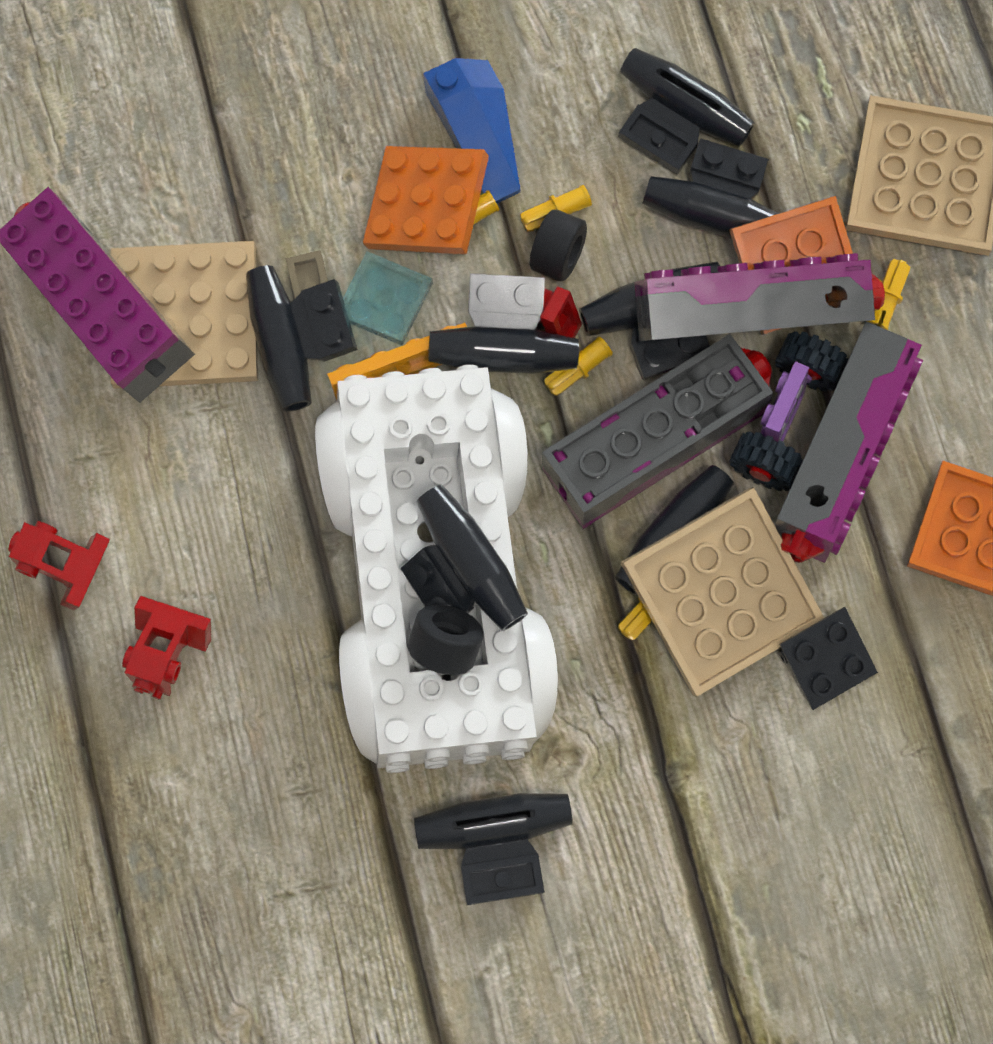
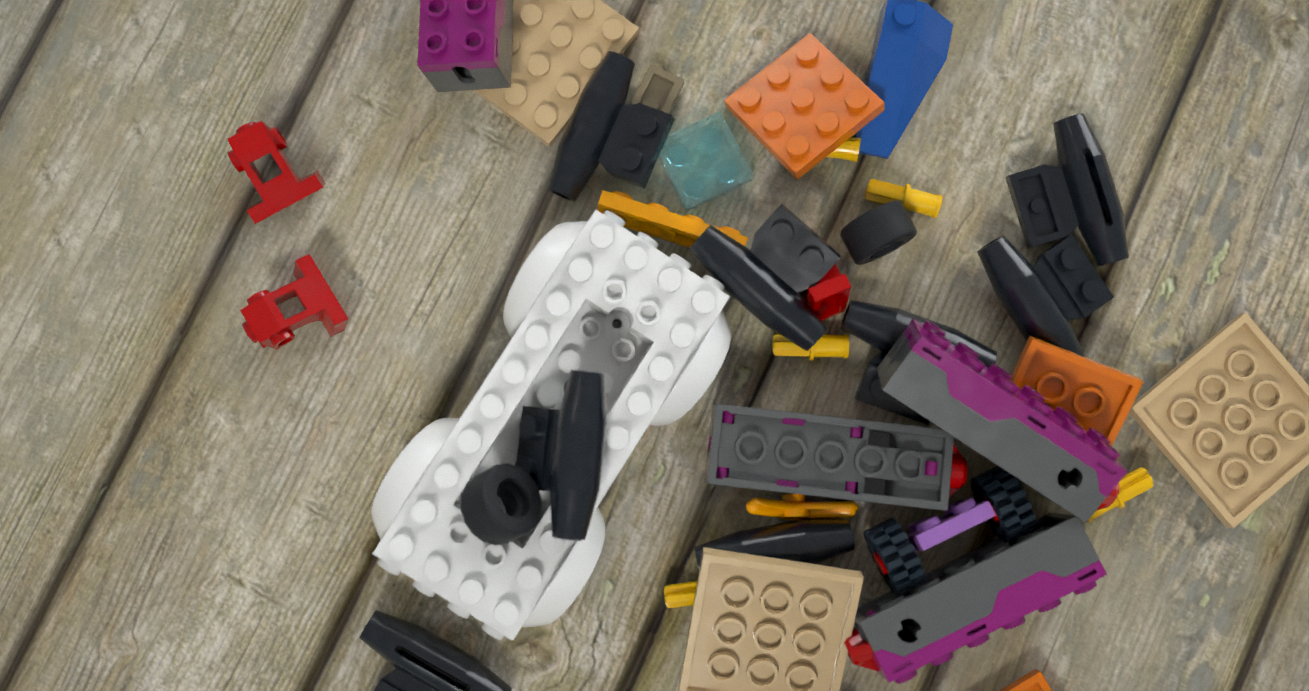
camera: 30 degrees right, 10 degrees up
(665, 489) = (794, 507): none -> light orange piece

